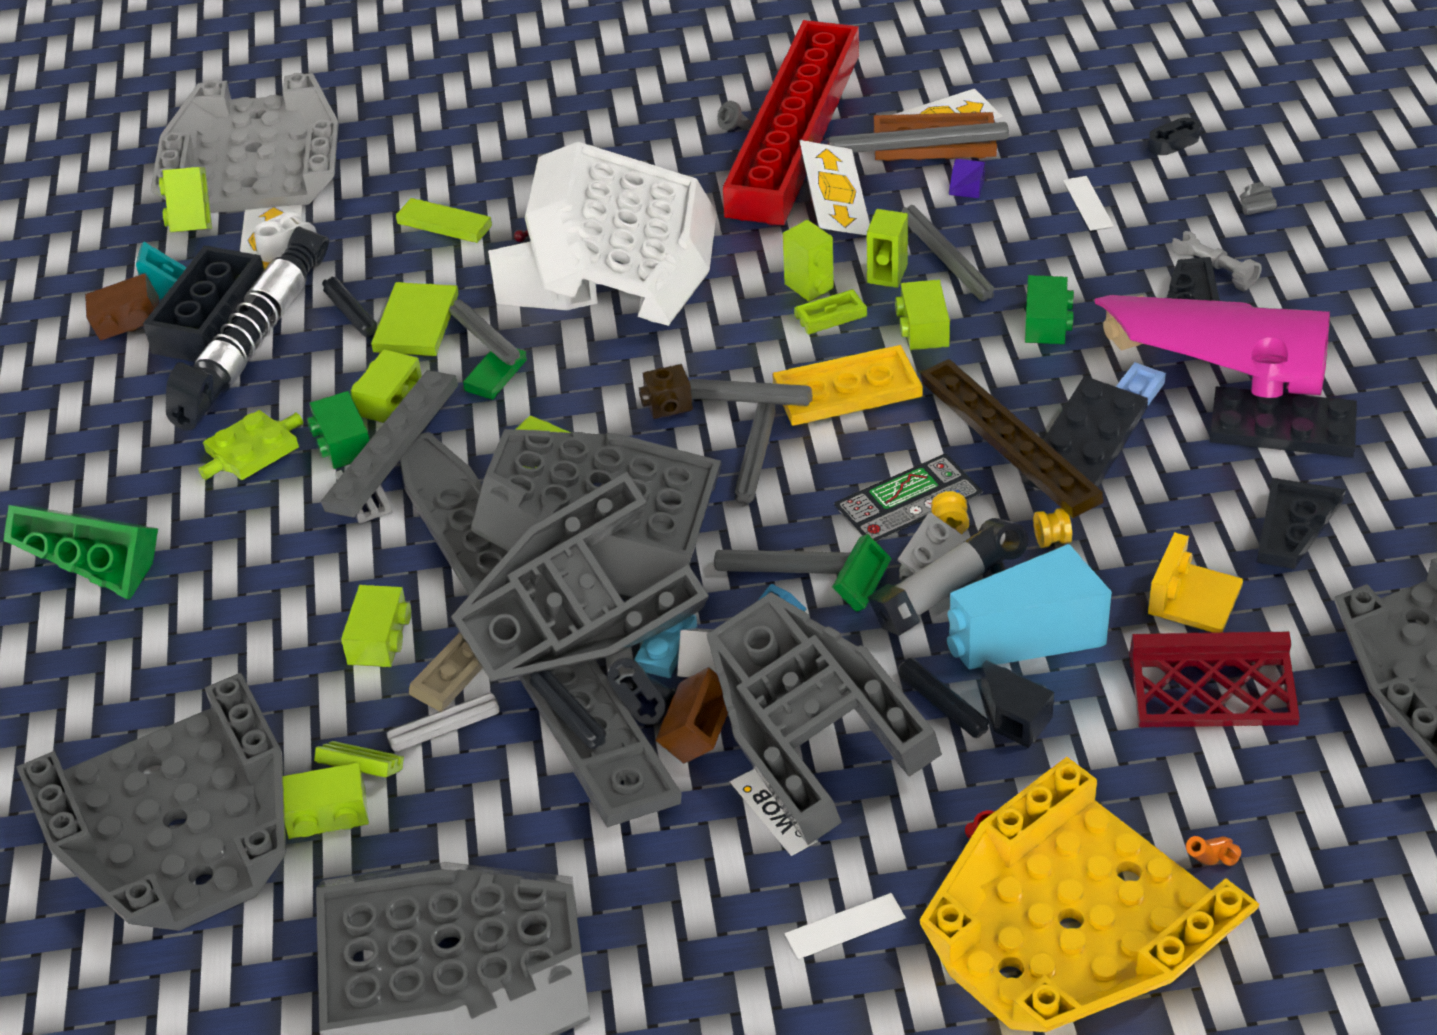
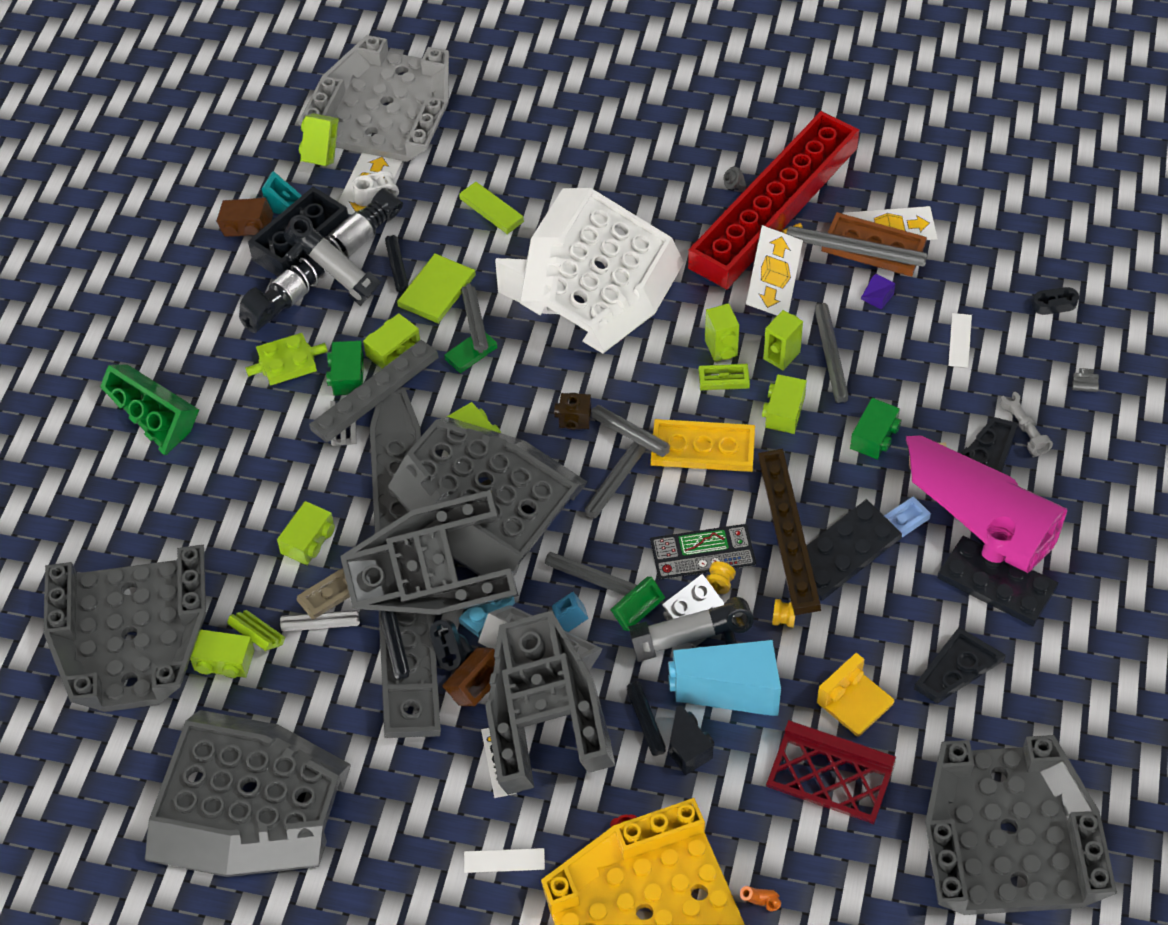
camera: 20 degrees right, 10 degrees up
(221, 292) = (329, 258): none -> piece

